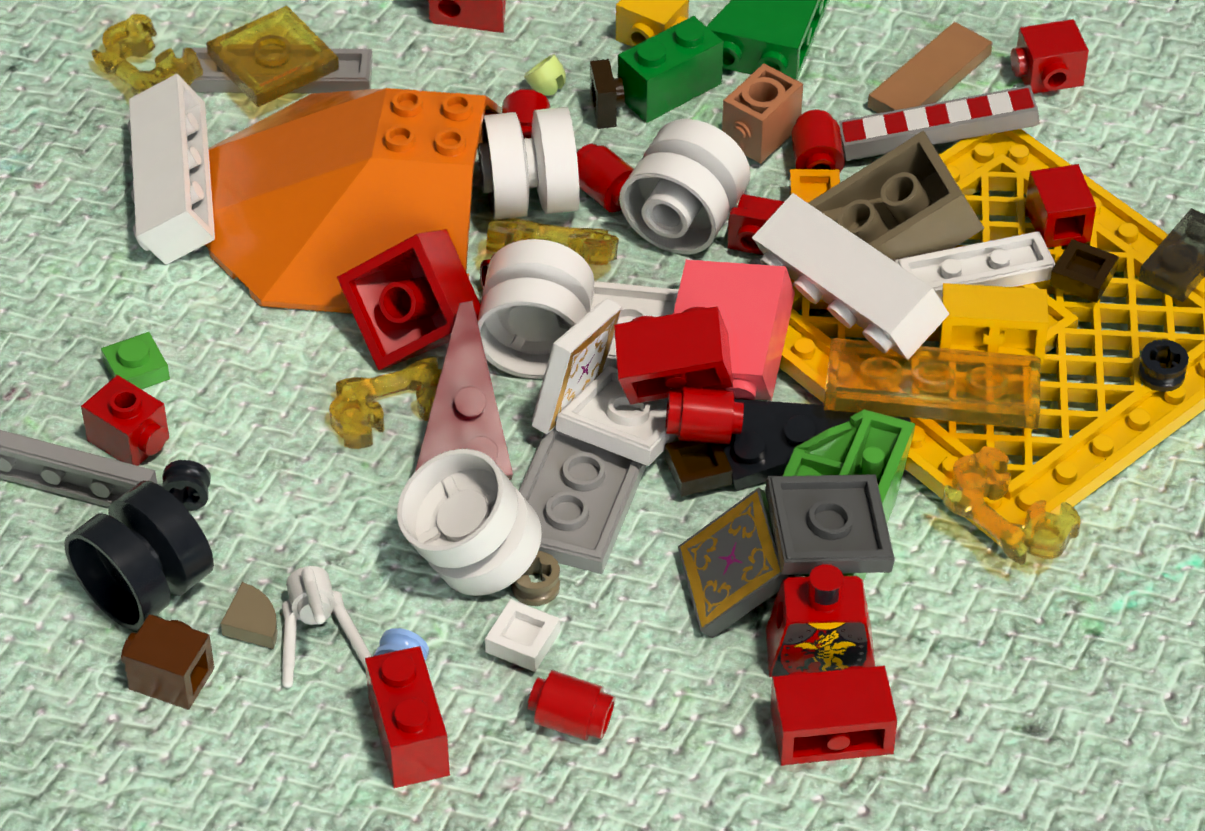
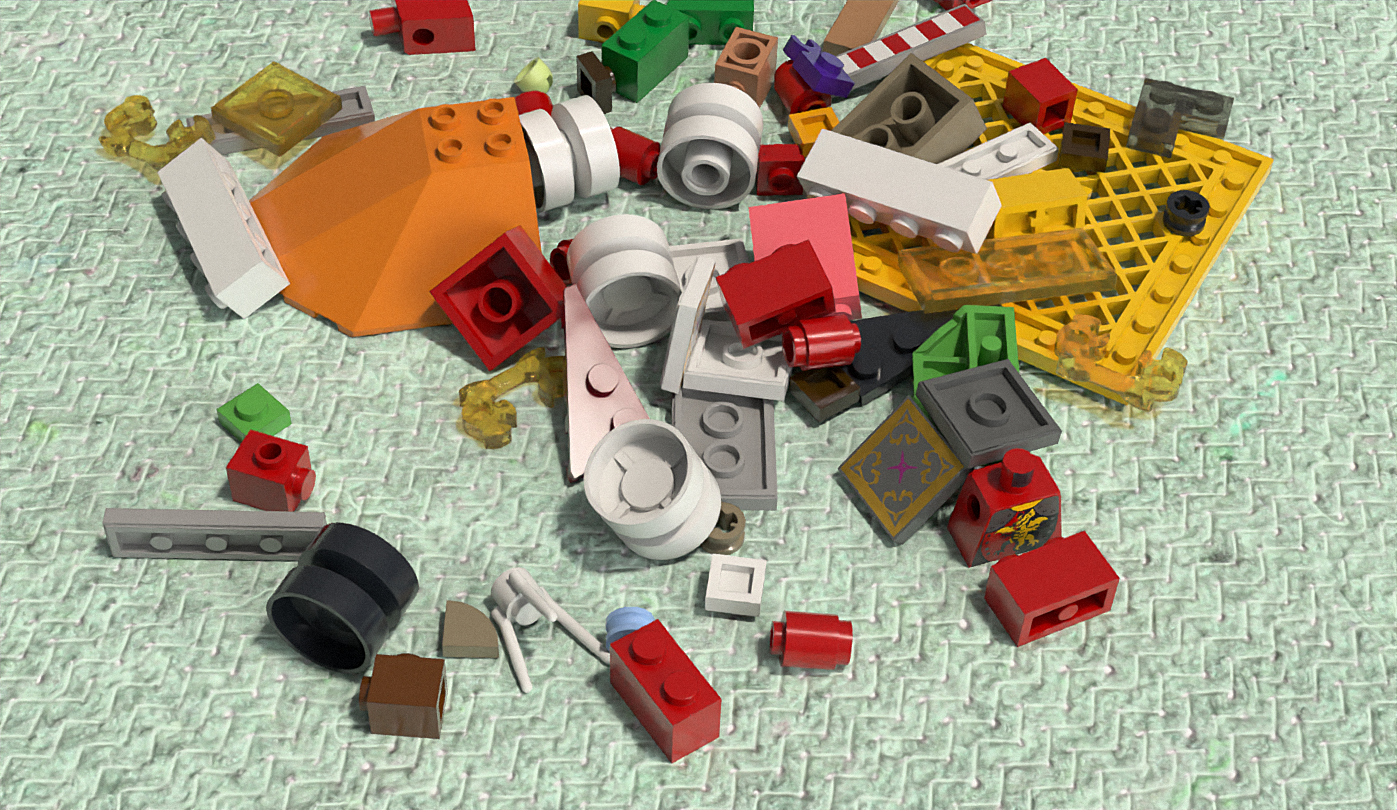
camera: 20 degrees left, 0 degrees up
(187, 482) = (356, 511): black bush -> none
(591, 244) = (569, 221): clear yellow helmet -> none
(835, 127) = (819, 69): none -> dark purple plate

